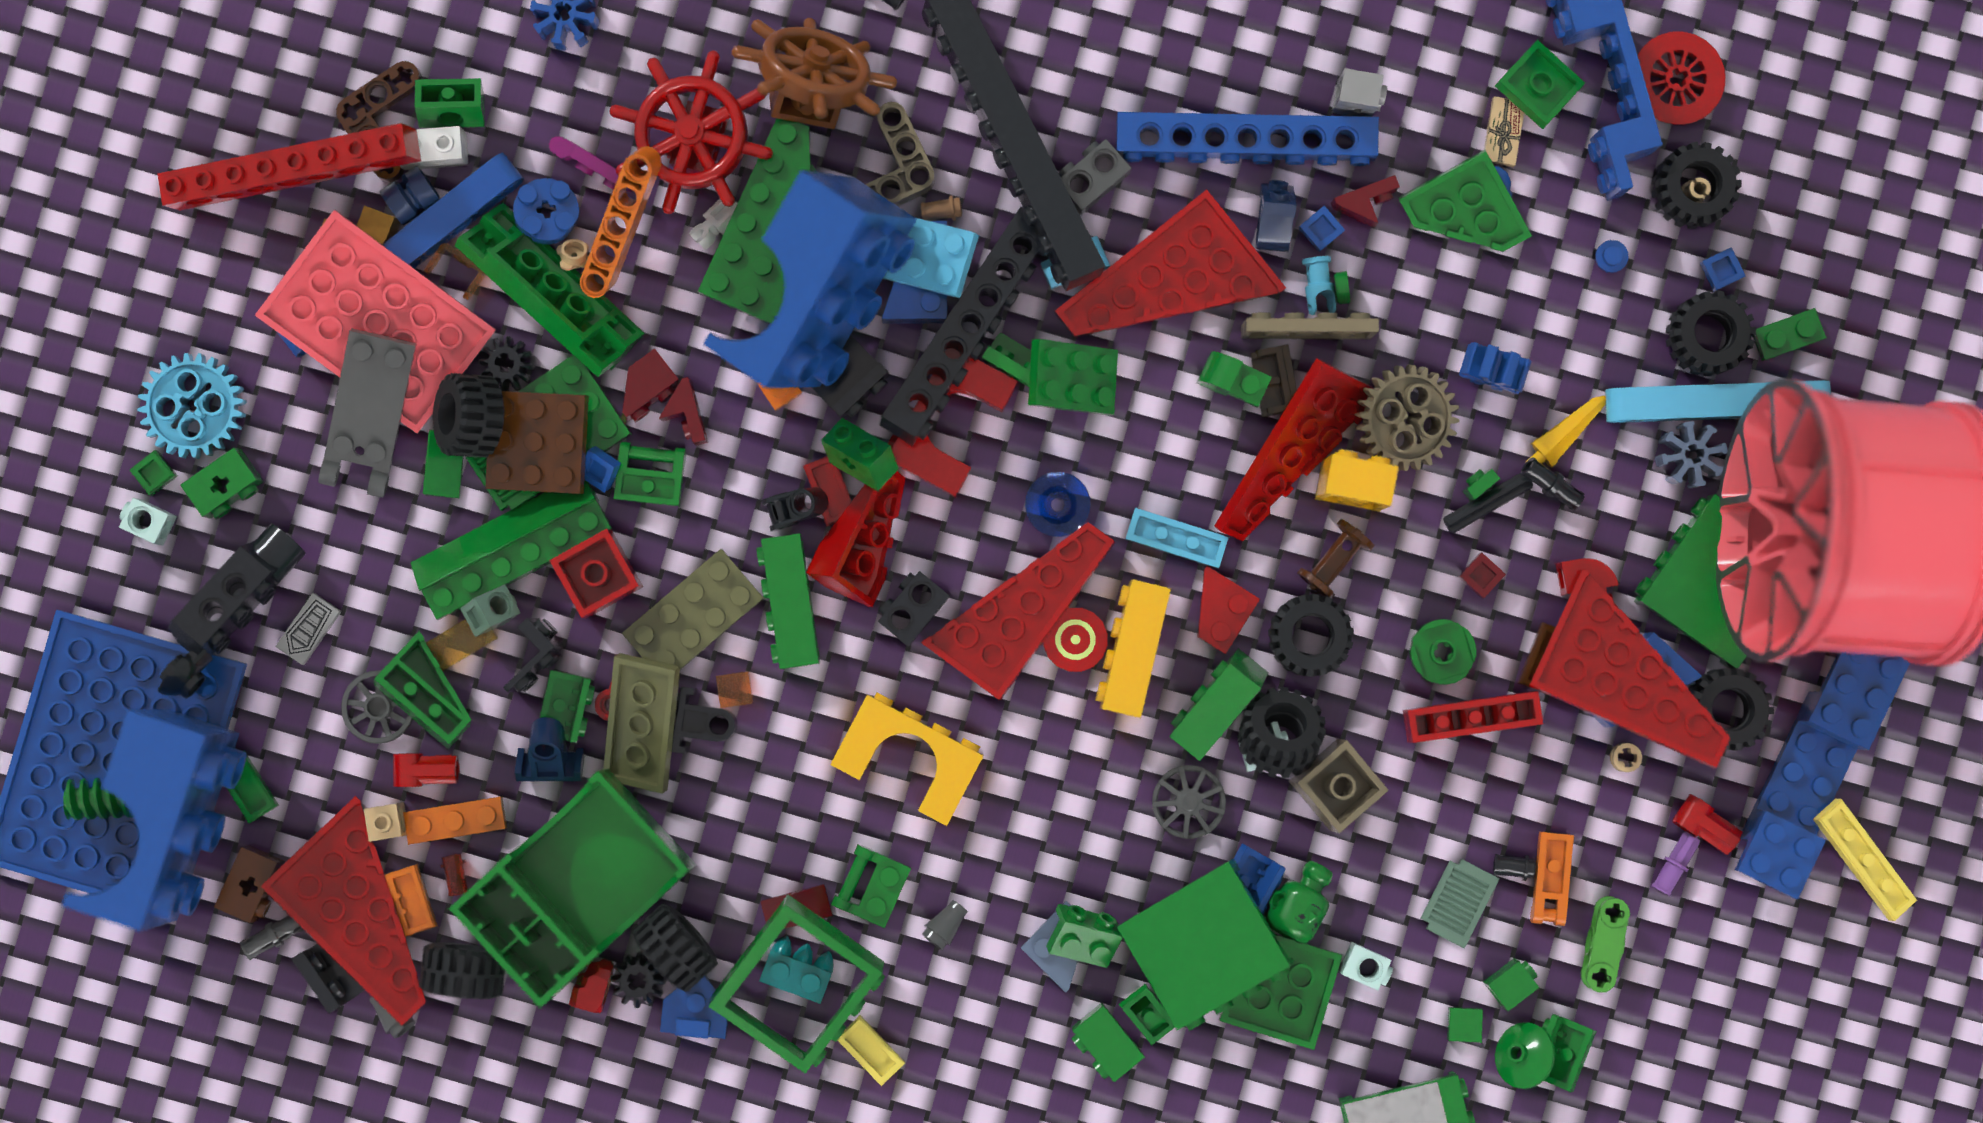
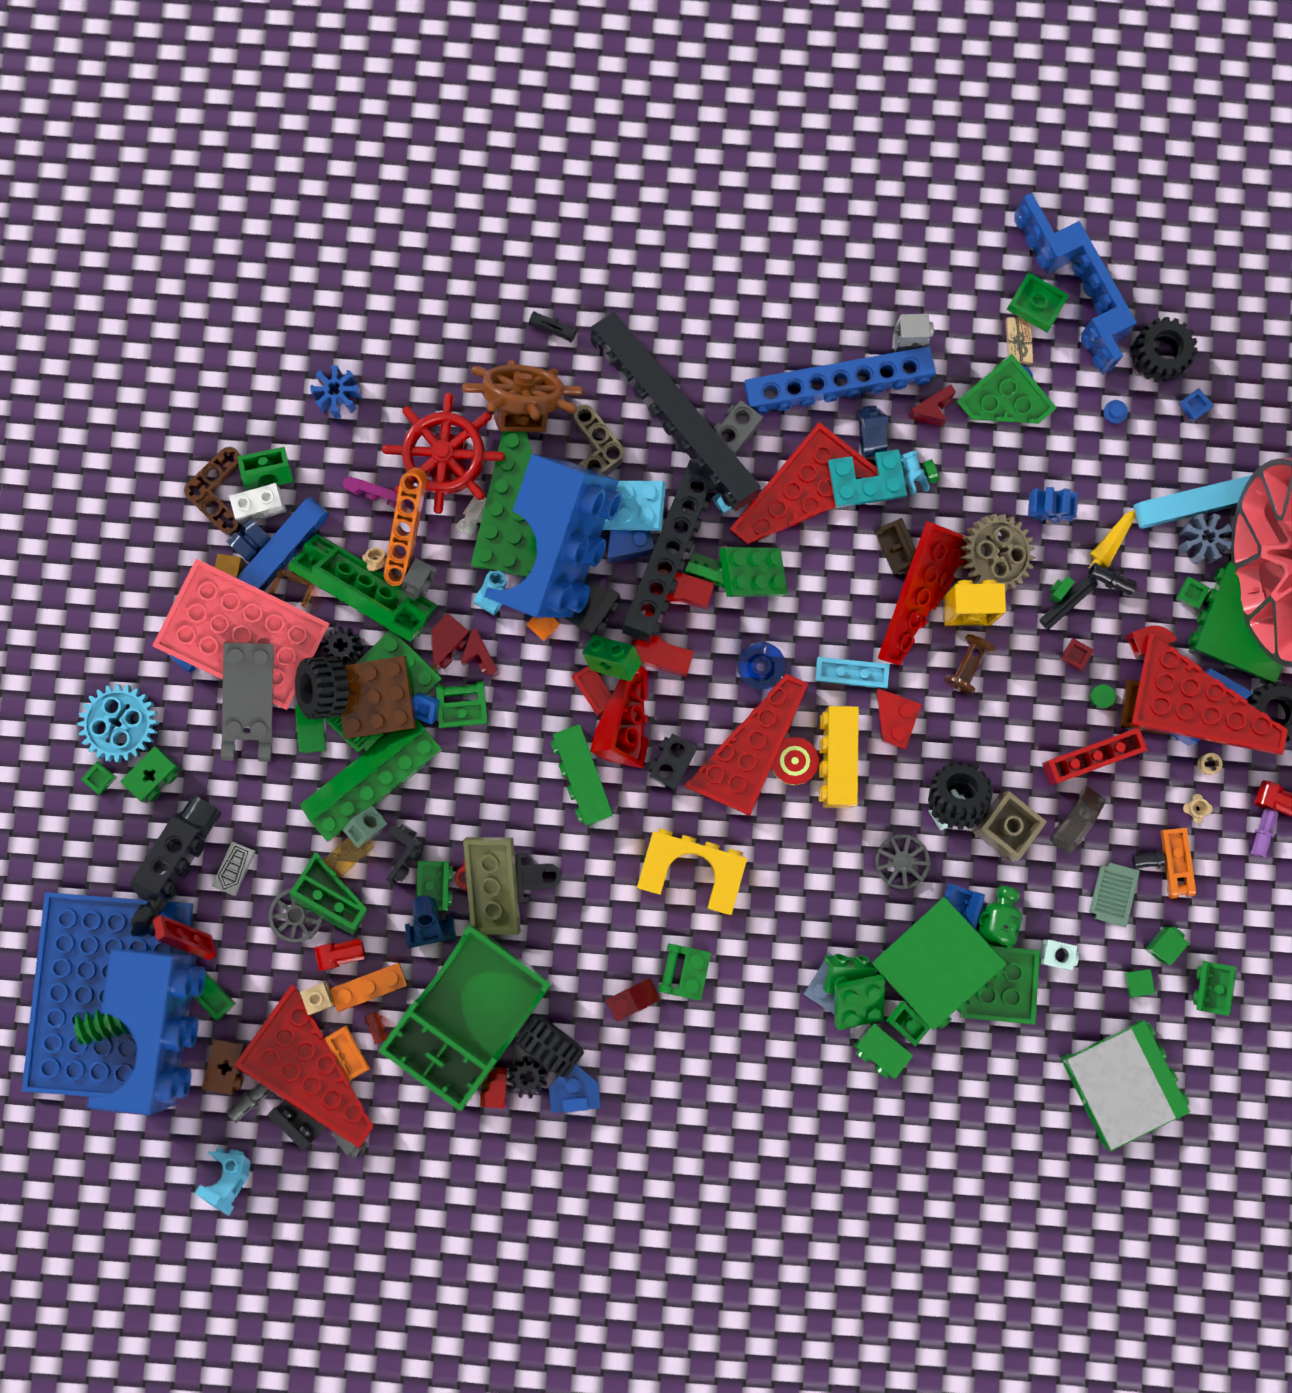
camera: 15 degrees left, 5 degrees down
(160, 521) = (110, 813): light aqua brick -> none
(227, 708) = (184, 937): none -> red plate
(237, 1024) = (234, 1176): none -> medium azure tile
(289, 167) = (158, 536): red brick -> none
(460, 971) = (395, 1097): black tyre -> none
(556, 195) = (342, 542): blue plate -> none
(596, 573) = (437, 784): red brick -> none
(624, 294) = (418, 579): none -> dark grey brick
(694, 613) = (514, 798): olive plate -> none
(723, 323) = (493, 580): none -> medium azure piece
(734, 689) = (554, 848): clear orange tile -> none
(790, 508) = (568, 708): black piece -> none
(798, 973) = (643, 1047): teal plate -> none
(832, 937) = (609, 1039): green window -> none
(871, 1050) = (709, 1094): light yellow tile -> none
(942, 209) = (635, 473): medium nougat pin -> none
(944, 925) = (744, 990): dark grey cone -> none
(1089, 973) = (859, 1002): none -> green plate
(1218, 704) = (908, 786): green wedge -> none
(1232, 295) = (853, 491): none -> teal plate
(1232, 377) = (864, 548): green brick -> none
(1321, 229) = (906, 433): blue plate -> none
(1321, 327) = (906, 504): dark tan plate -> none
(1339, 635) = (978, 707): black tyre -> none
(1432, 796) = (1078, 820): none -> clear smoke brick
(1452, 635) = (1047, 713): green plate -> none
(1504, 638) = (1102, 696): none -> green tile
(1536, 1056) = (1199, 996): green dish -> none
(1596, 803) = (1205, 808): none -> tan plate
(1605, 944) = (1227, 902): bright green piece -> none
(1656, 525) = (1192, 593): none -> green plate
(1702, 187) = (1166, 351): tan pin -> none
(1712, 72) = (1154, 269): red piece -> none
(1734, 321) = (1212, 437): black tyre -> none
(1789, 334) = (1252, 441): green plate -> none

